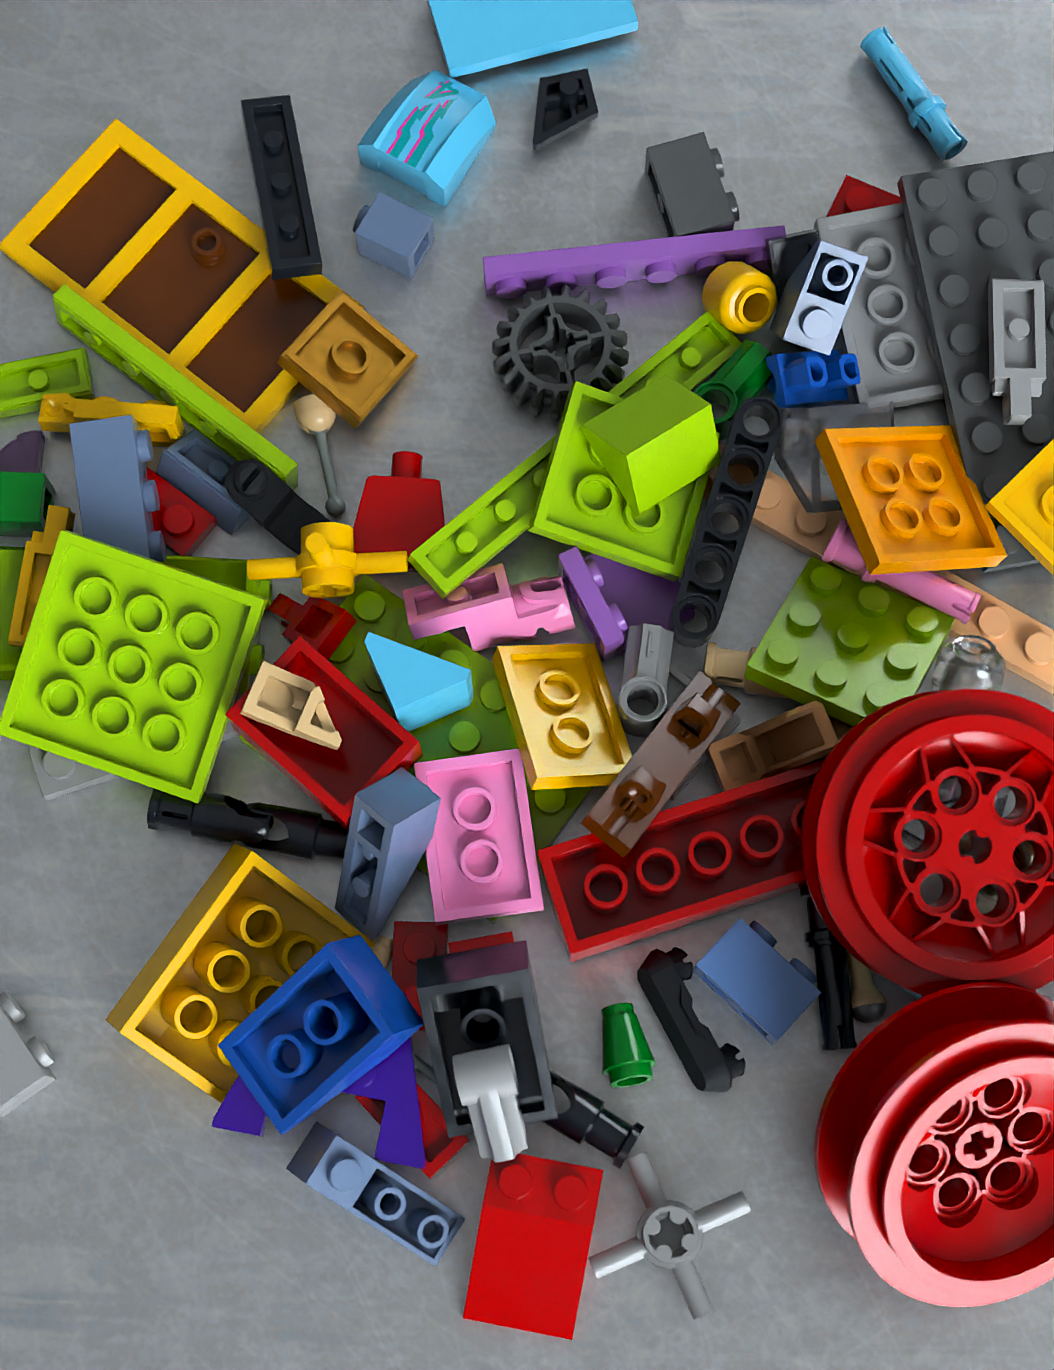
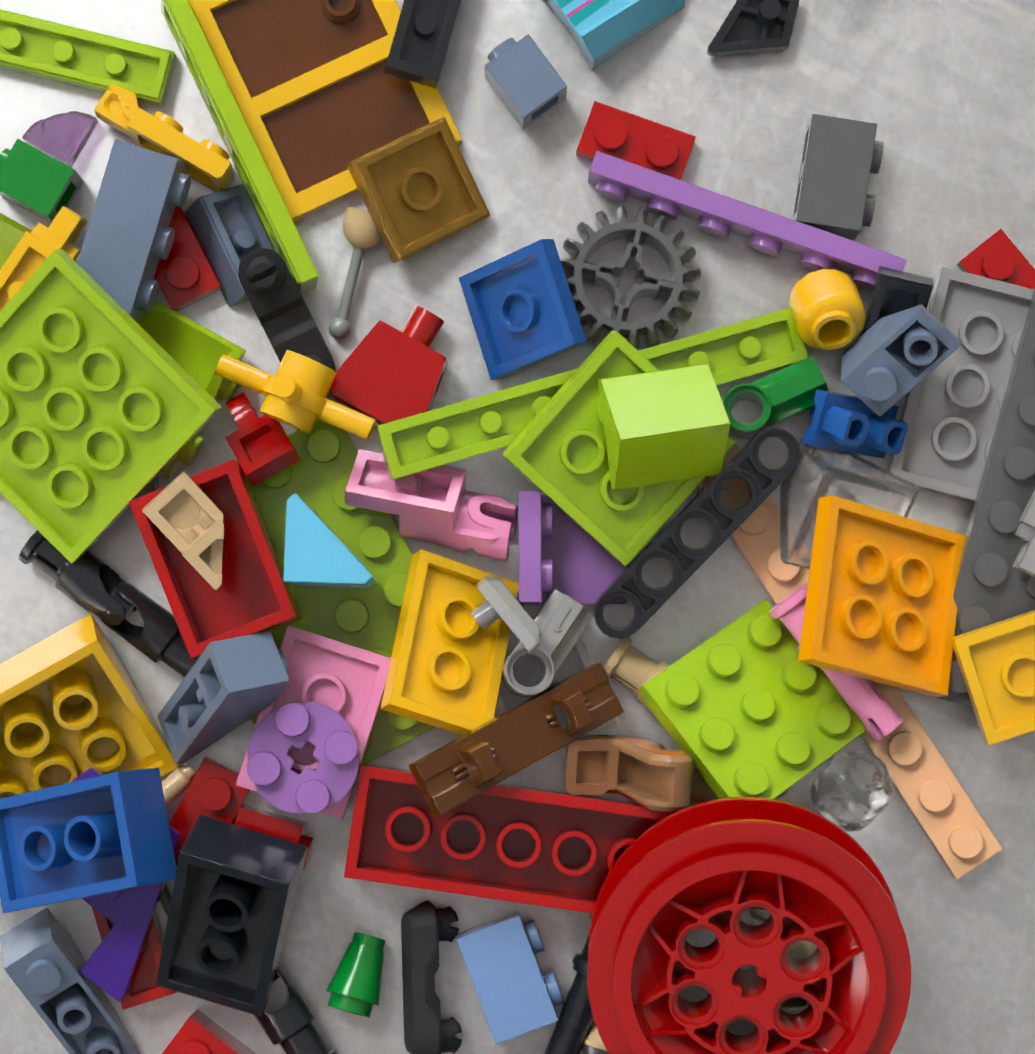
camera: 25 degrees right, 10 degrees up
(464, 842) = (272, 766): none -> medium lavender plate
(484, 413) = (522, 309): none -> blue plate
(489, 1087) = (206, 971): light grey piece -> none
(507, 238) = (635, 141): none -> red plate
(597, 657) = (503, 604): none -> light grey piece

